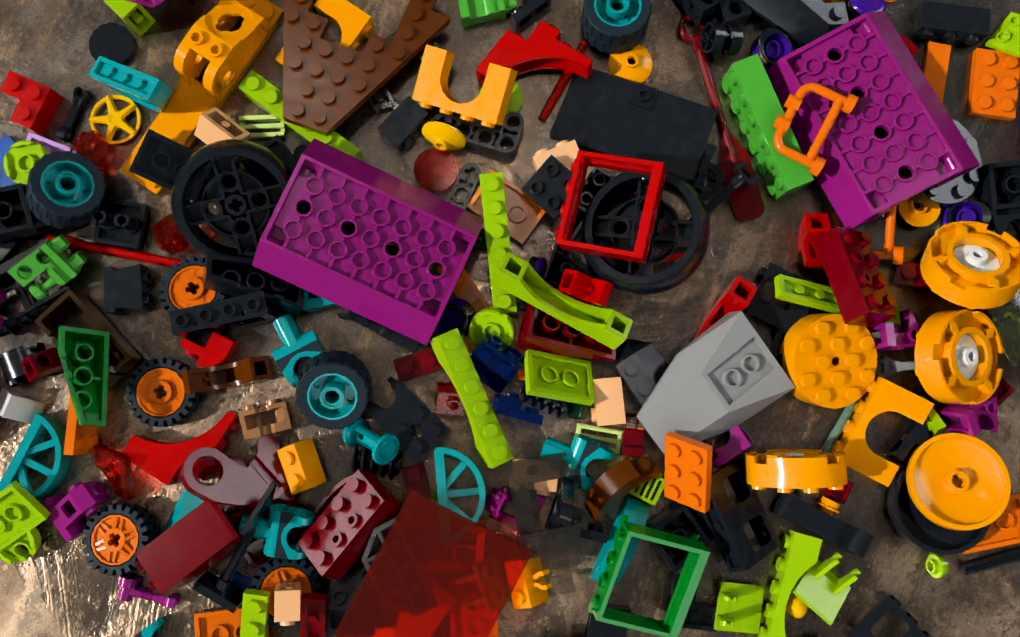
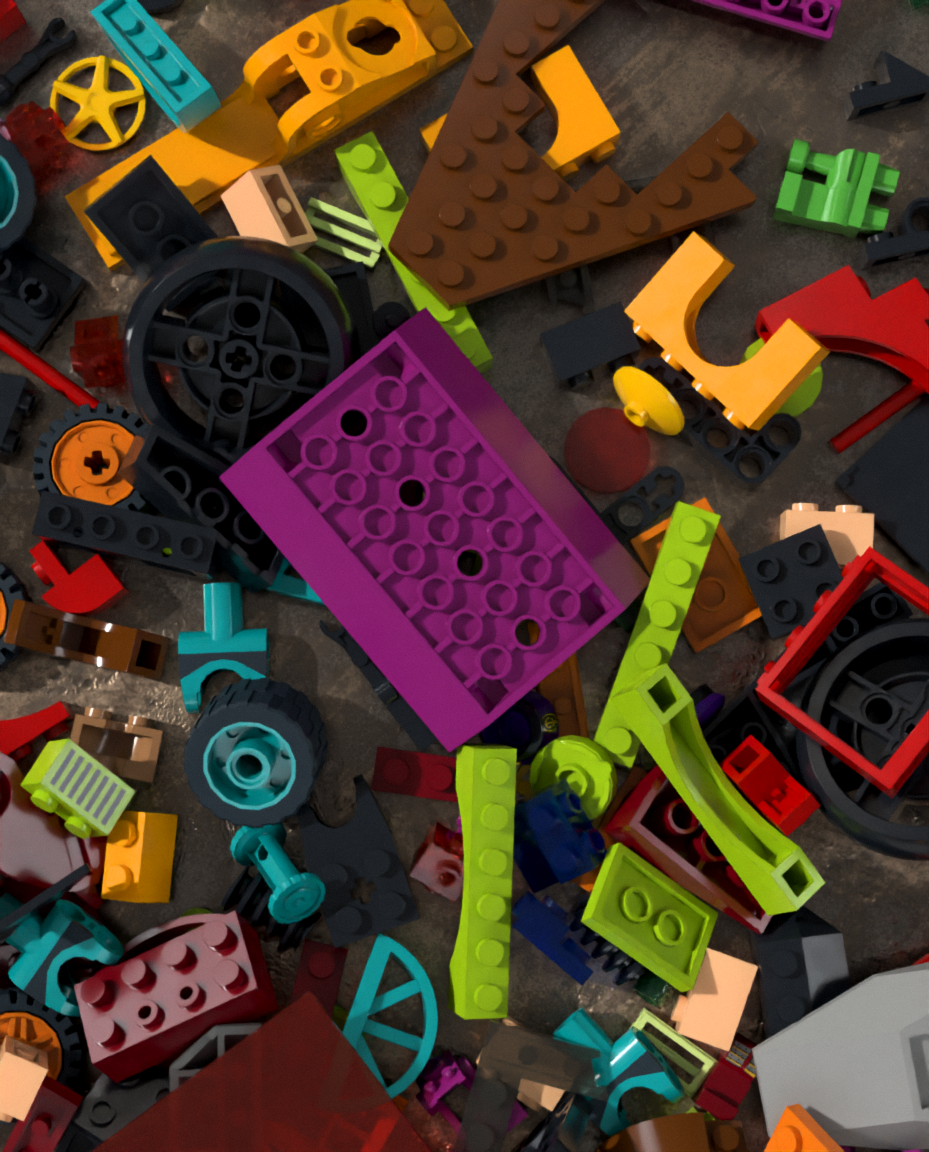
camera: 30 degrees right, 0 degrees up
(254, 448) = (77, 789): none -> lime brick

